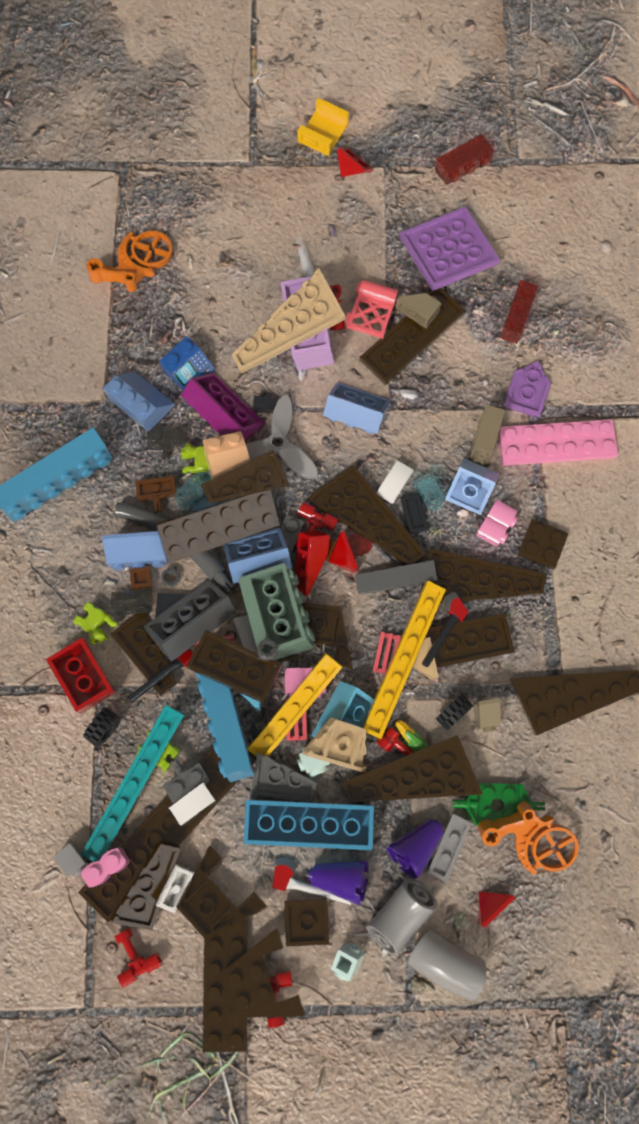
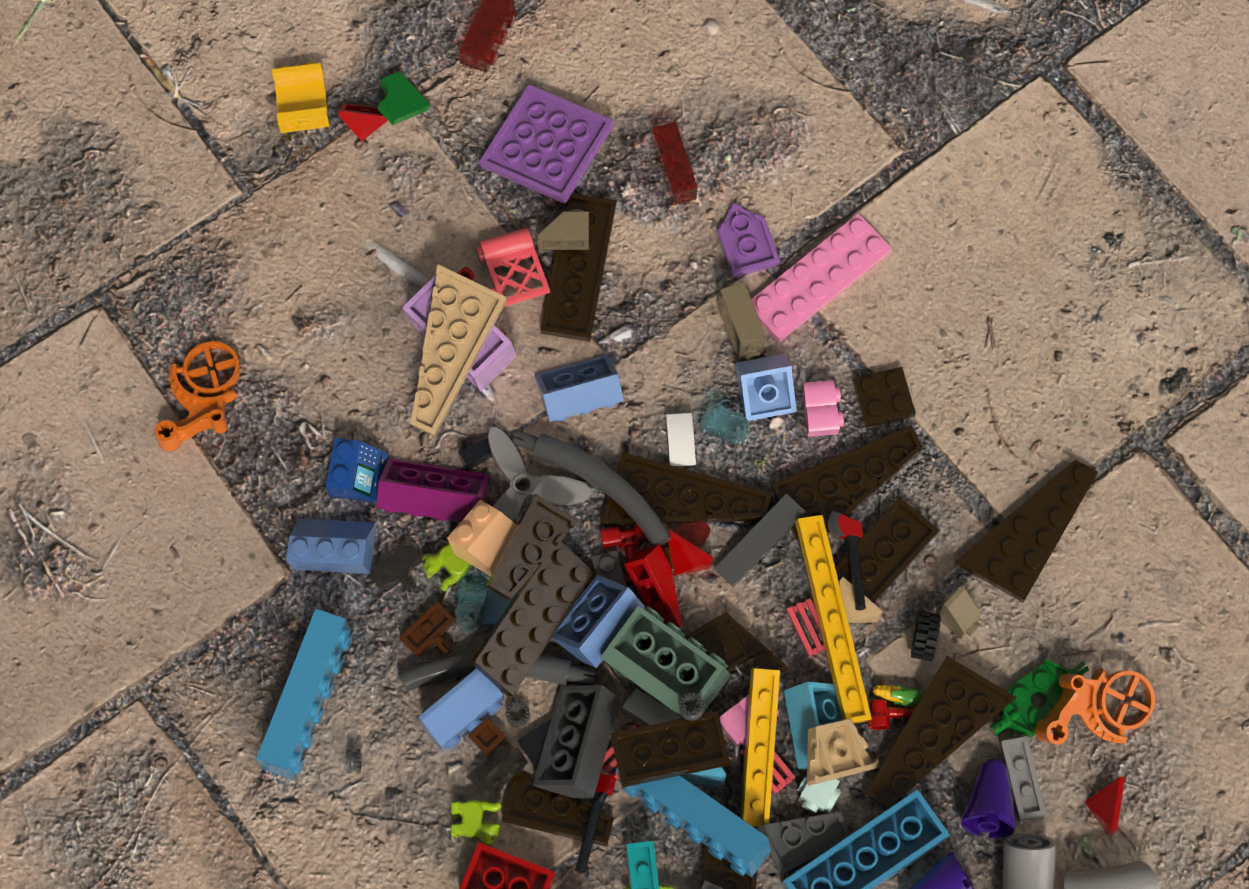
camera: 35 degrees left, 5 degrees down
(53, 535) = (353, 761): none -> dark grey bush
(327, 470) = (600, 475): none -> dark grey animal
(381, 166) = (401, 99): none -> green tile
(414, 514) = (726, 459): black tile -> none

